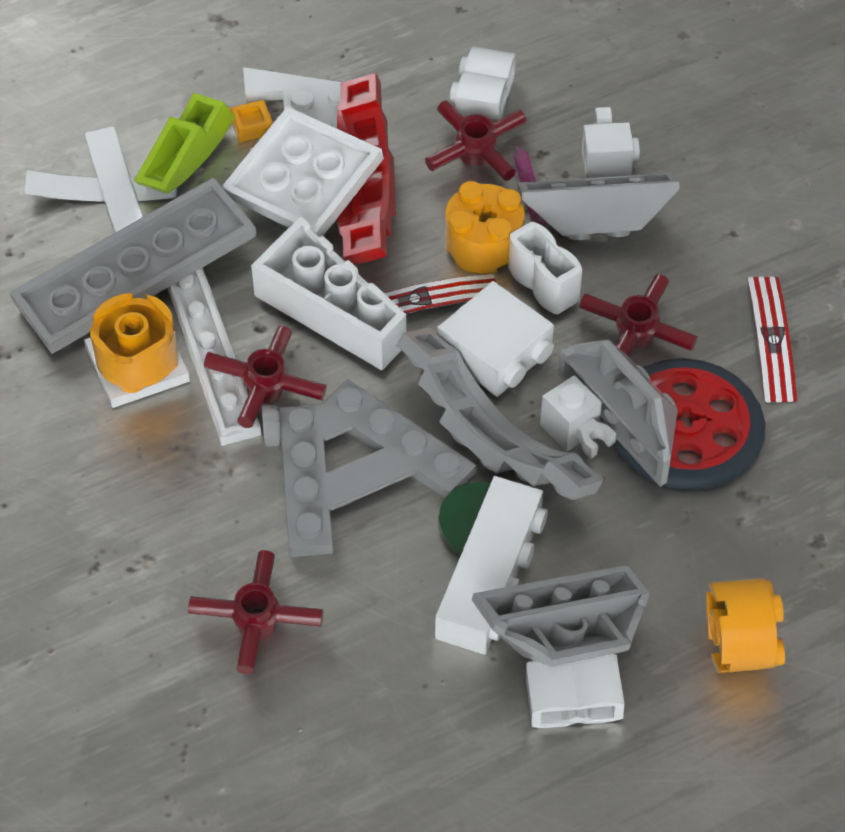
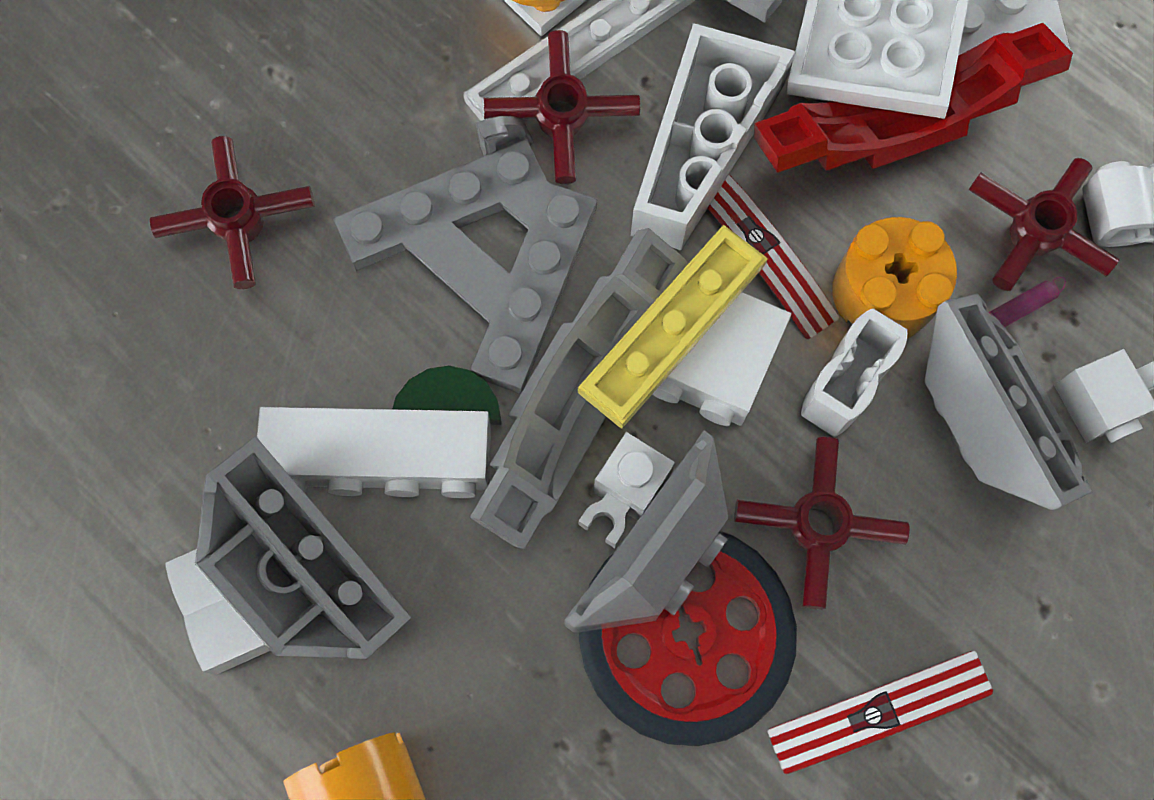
camera: 70 degrees right, 20 degrees up
(478, 345) = (672, 326): none -> light yellow tile

